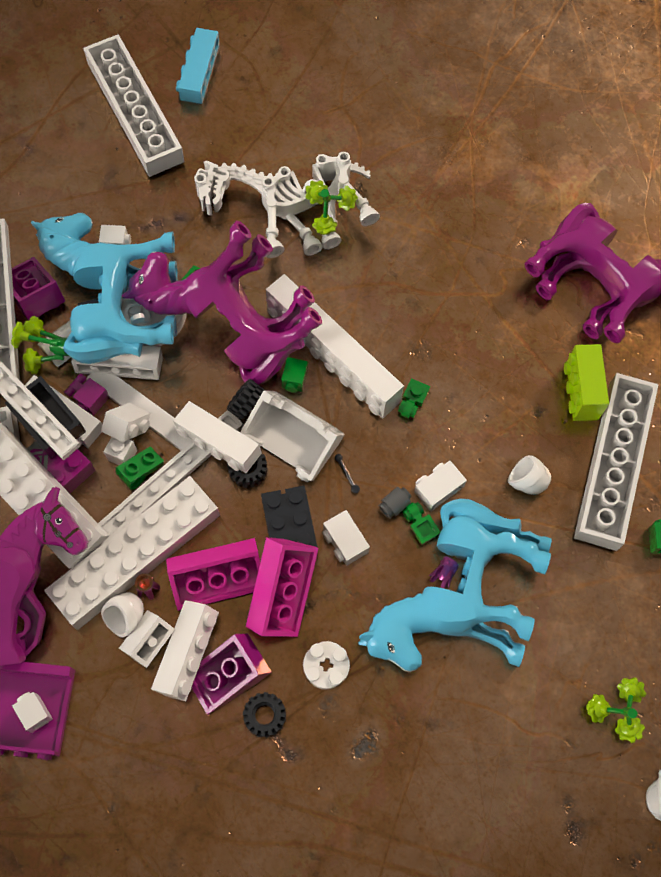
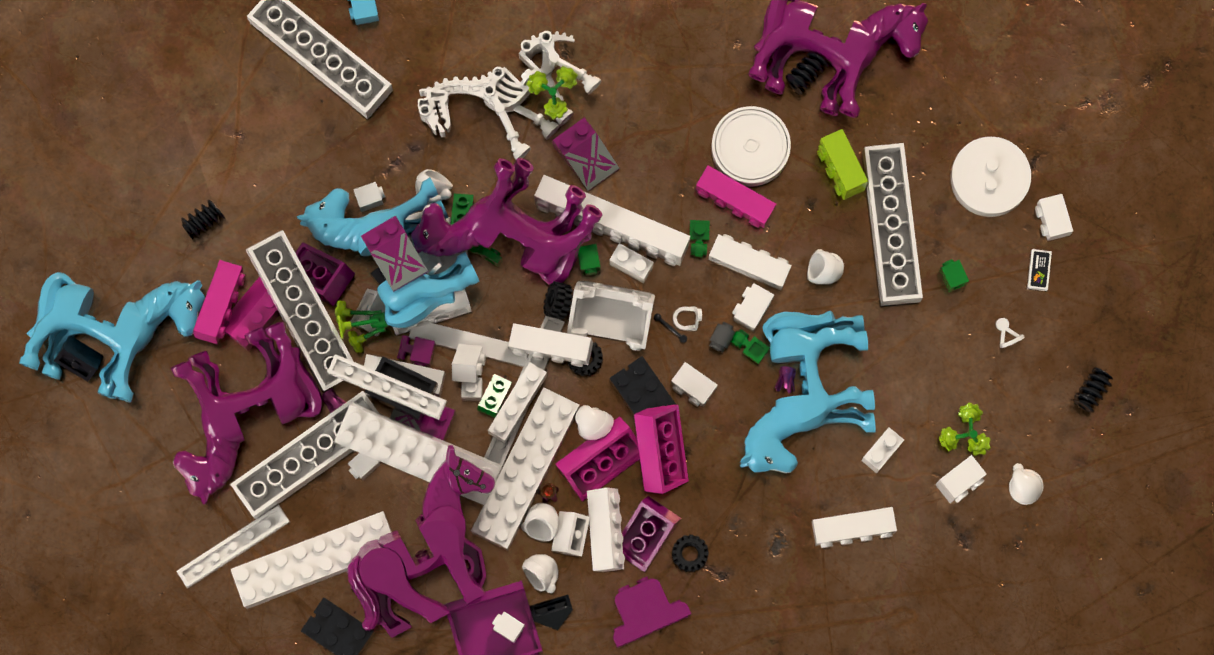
camera: 20 degrees left, 10 degrees up
(88, 716) = (552, 612): none -> black slope
(98, 280) = (394, 253): none -> magenta slope
(98, 667) = (541, 572): none -> white piece
(156, 480) = (517, 402): none -> white brick
(183, 252) = (440, 182): none -> white piece
(186, 758) = (645, 611): none -> magenta brick
(201, 334) = (492, 255): none -> green plate
(223, 532) = (593, 422): none -> white piece
(318, 654) = (714, 503): white plate -> none
(334, 394) = (631, 263): none -> white brick
(335, 279) = (585, 154): none -> magenta slope
(368, 482) = (698, 312): none -> white piece
(455, 440) = (750, 262): none -> white brick
(456, 762) = (854, 526): none -> white brick
(465, 374) = (735, 196): none -> dark pink brick
(500, 333) = (751, 145): none -> white brick
(520, 690) = (882, 450): none -> white brick
(582, 286) = (804, 71): none -> black piece
(601, 758) = (960, 479): none -> white brick

